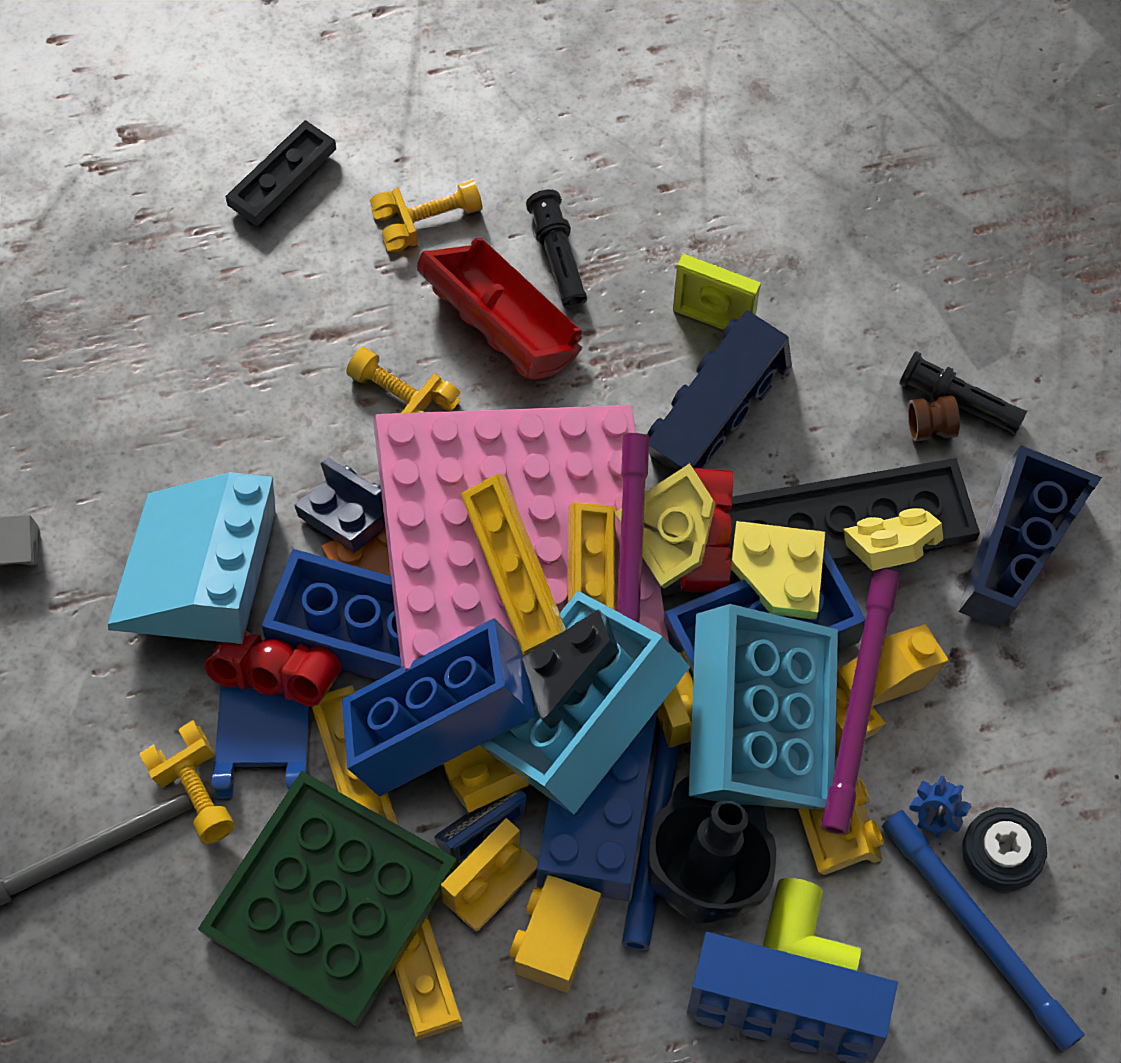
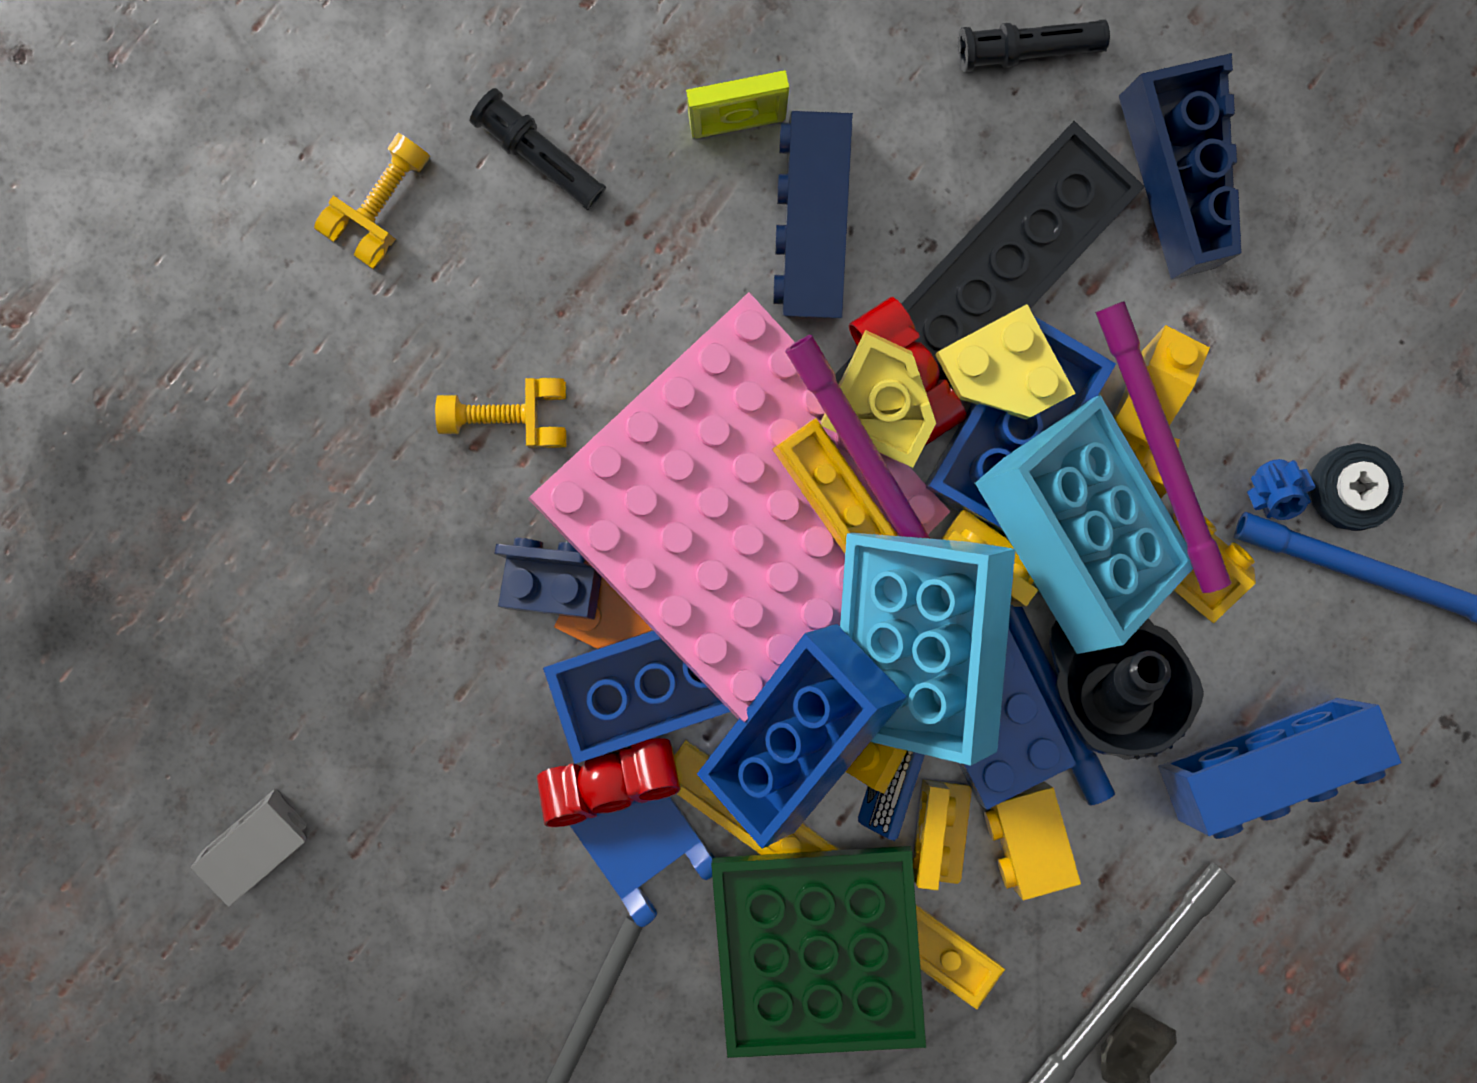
camera: 40 degrees left, 25 degrees up
(197, 559) = (455, 732): medium azure slope -> none
(212, 821) = (575, 939): yellow bar -> none
(280, 172) = (201, 257): black plate -> none
(503, 307) = (535, 258): red container -> none
(513, 562) = (774, 555): yellow tile -> none
(569, 664) = (904, 628): black wing -> none
(794, 925) = (1243, 706): neon yellow brick -> none
(893, 540) = (1087, 261): light yellow plate -> none
(934, 418) = (1026, 88): reddish brown wheel -> none

